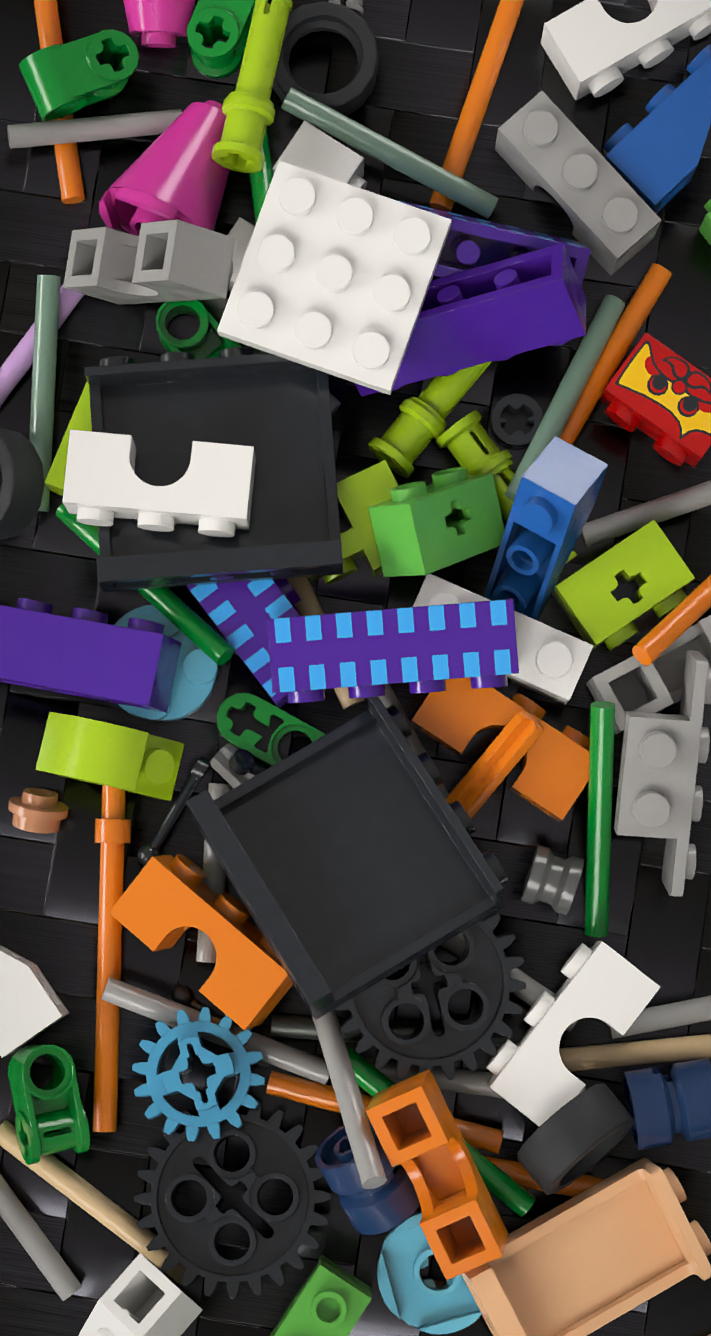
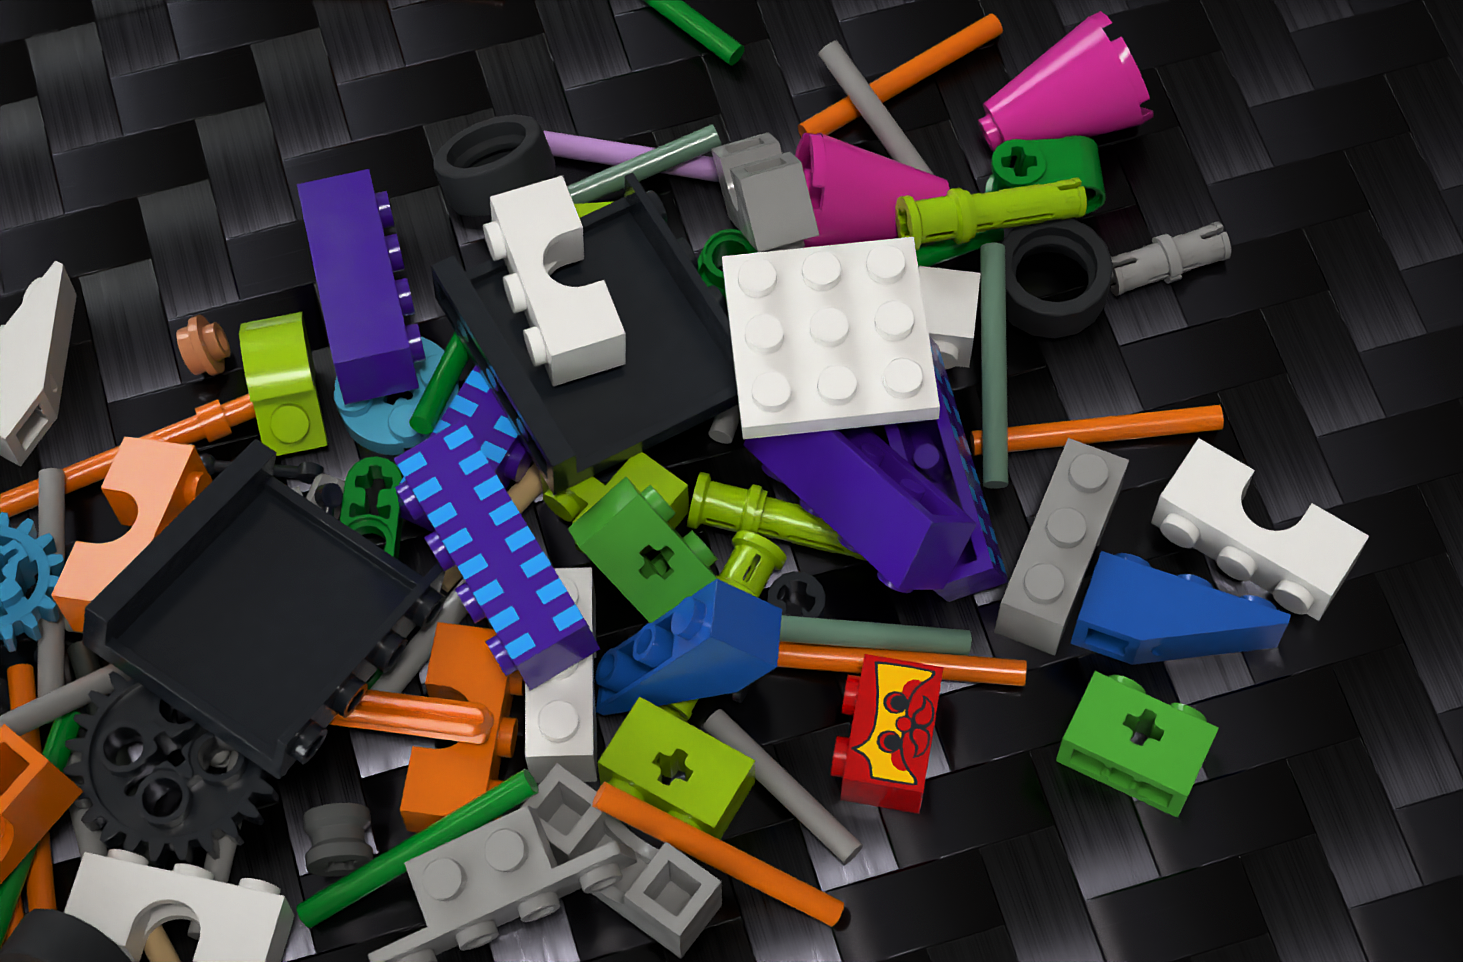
camera: 60 degrees right, 20 degrees down
(69, 74) = (915, 72): green piece -> none

